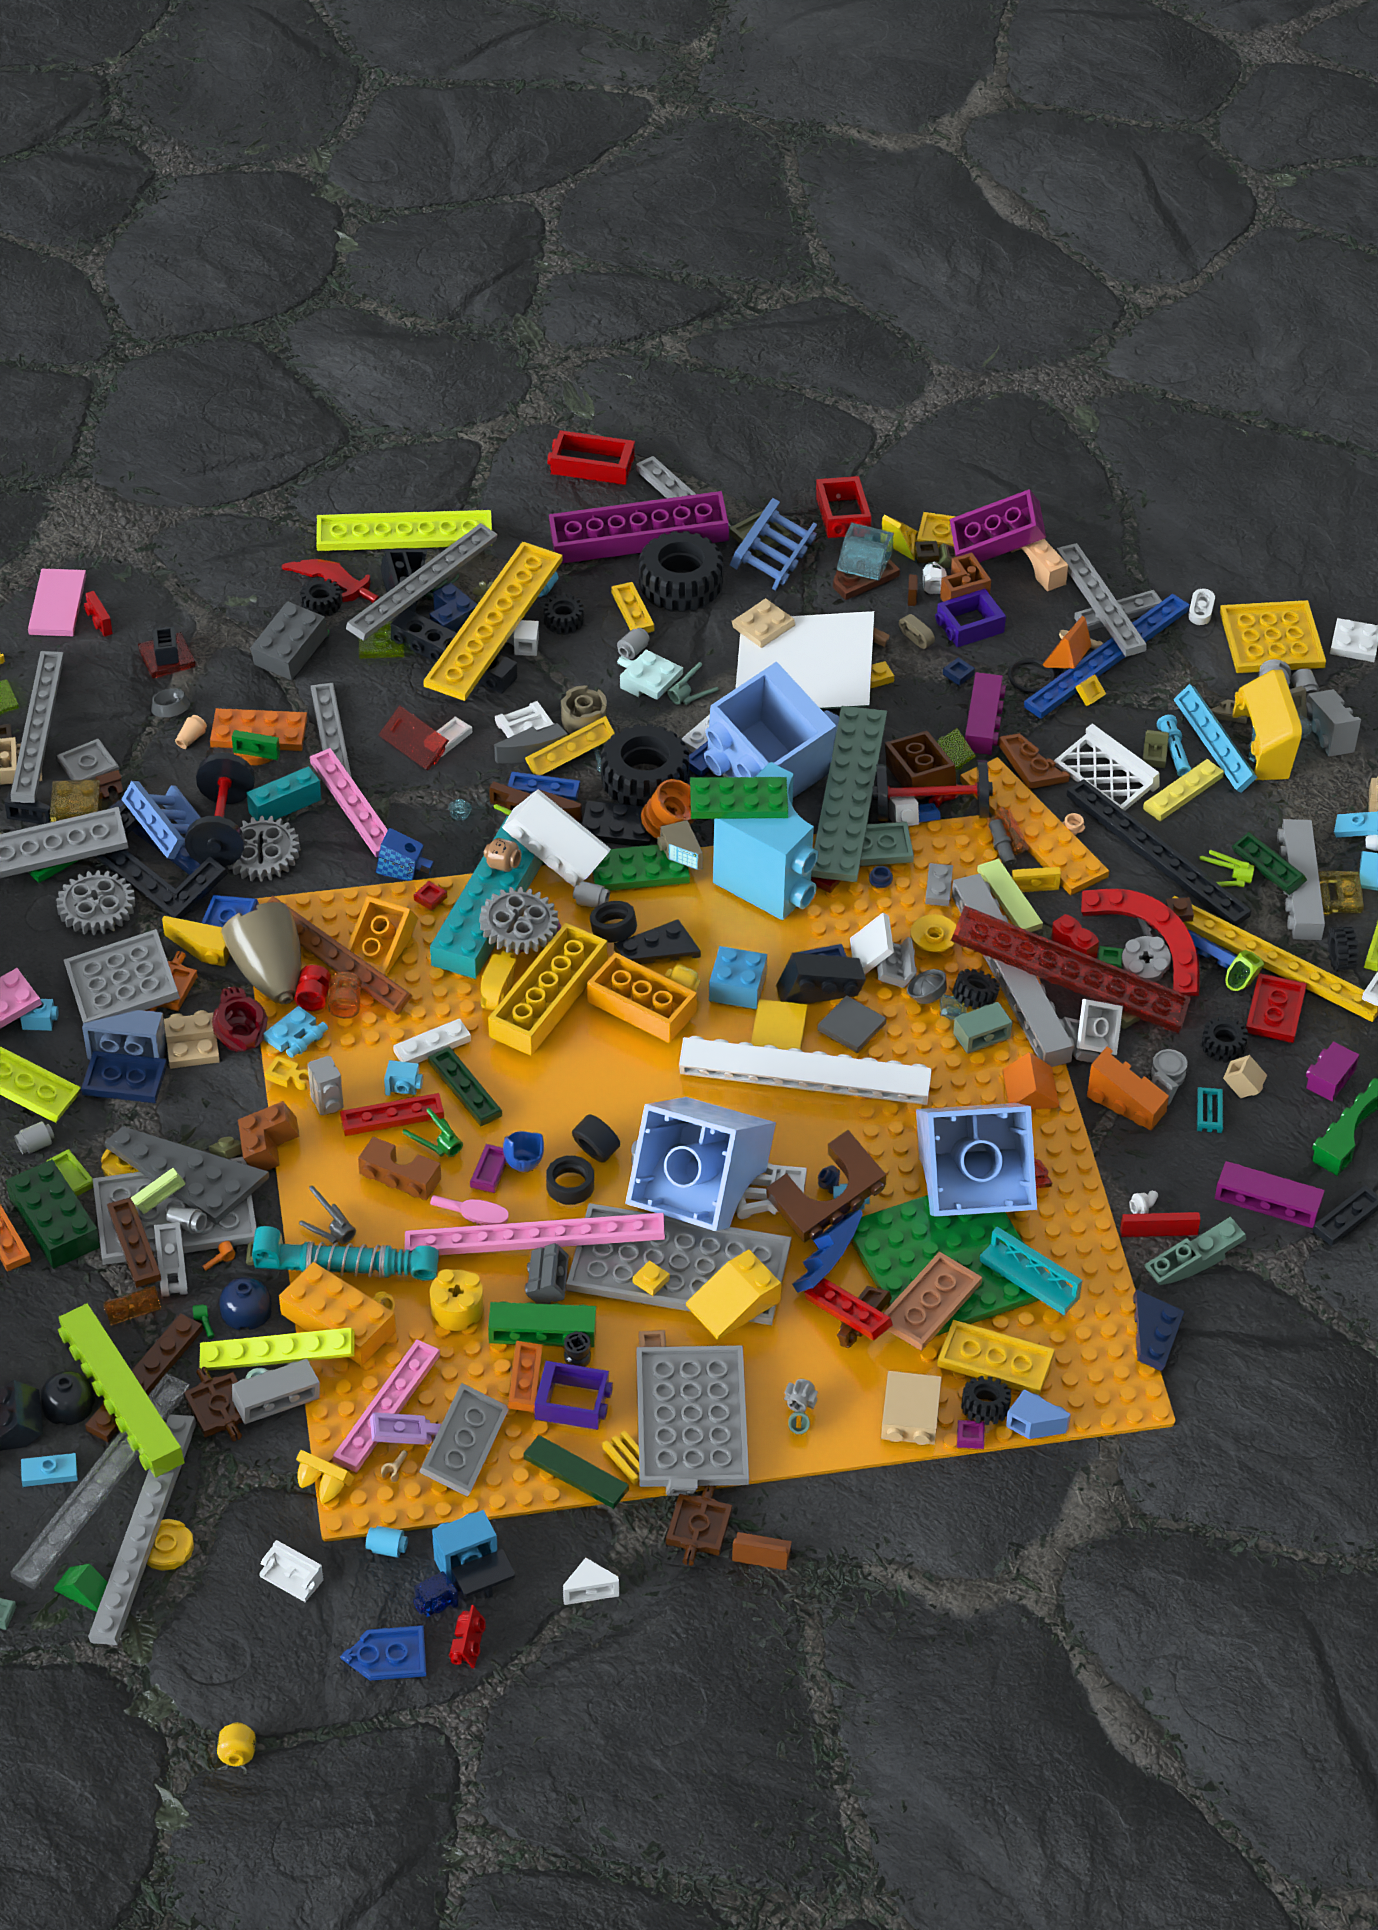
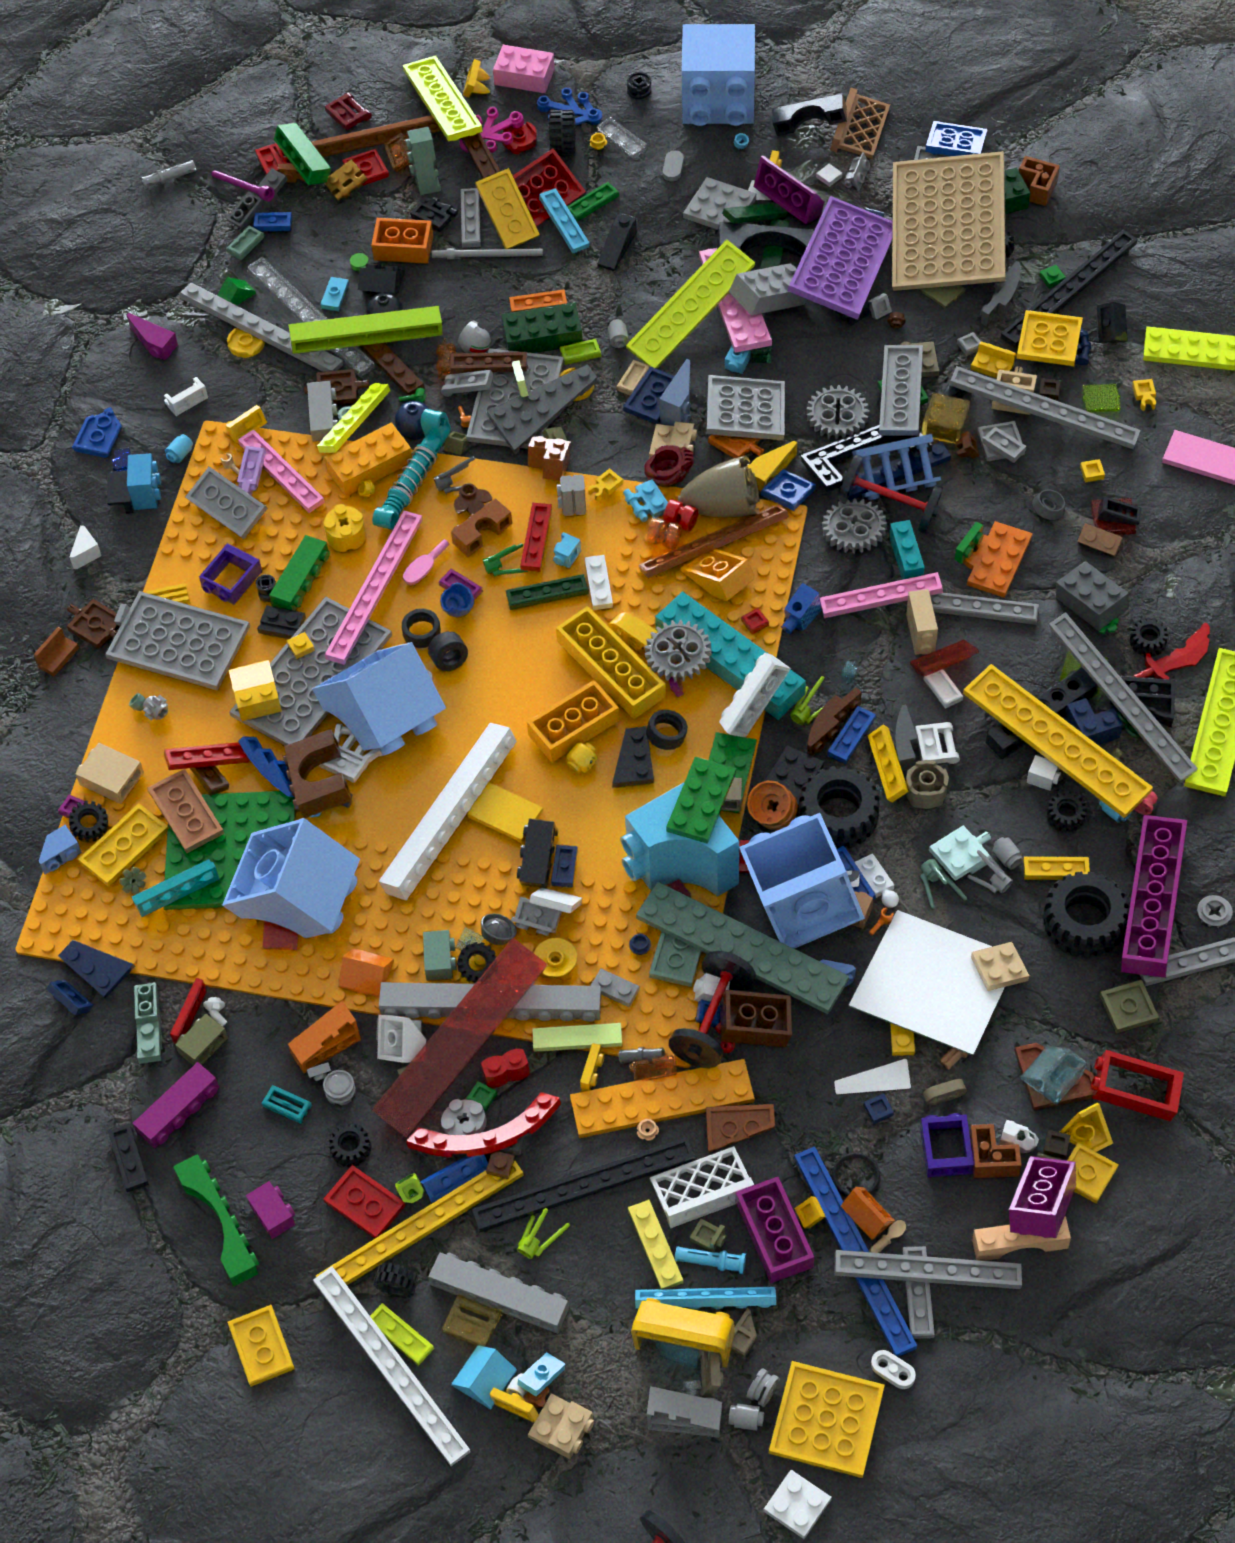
camera: 115 degrees right, 10 degrees up
(97, 1271) = (474, 339): none -> light grey helmet
(98, 1108) = (632, 377): none -> tan tile
(99, 615) = (1176, 478): red plate -> none
(102, 748) = (1004, 444): none -> light grey plate
(109, 680) = (1092, 470): none -> yellow plate
(190, 1219) = (493, 395): light grey cone -> none
(191, 731) = (1010, 511): light nougat cone -> none
(201, 1651) = (155, 339): none -> magenta slope
(205, 656) = (1100, 539): none -> medium nougat plate
(236, 1744) = (76, 340): yellow head -> none
(358, 1196) = (471, 502): none -> reddish brown plate
(381, 755) = (921, 622): none -> tan brick
(470, 1627) = (83, 475): red hinge -> none
(502, 854) = (746, 651): medium nougat head -> none
(524, 1376) = (265, 552): orange plate -> none
(547, 1274) = (337, 586): dark grey brick -> none
(576, 1471) = (172, 563): dark green tile -> none
(590, 894) = (704, 724): light grey brick -> none
(617, 1324) = (280, 622): none -> black plate
(624, 495) = (1214, 902): none -> light grey gear
(652, 1338) = (253, 639): medium nougat tile -> none
(667, 643) = (999, 880): none -> light grey plant
(738, 977) = (568, 796): dark azure brick -> none
(763, 528) = (1104, 984): medium blue fence -> none
(851, 1024) = (489, 866): dark grey tile -> none
(912, 590) = (1003, 1108): reddish brown tile -> none
(924, 684) = (886, 1077): none -> white sticker
(956, 748) = (773, 1060): clear neon green piece -> none
(983, 712) = (813, 1106): magenta brick -> none
(1037, 1330) = (132, 880): none -> olive plant
(1126, 702) = (774, 1229): none -> magenta brick
(1186, 1196) = (201, 1040): none -> olive brick
(1204, 1339) = (69, 997): none -> dark blue plate
(1245, 1076) = (296, 1136): tan brick -> none
(1269, 863) = (523, 1266): dark green tile -> none

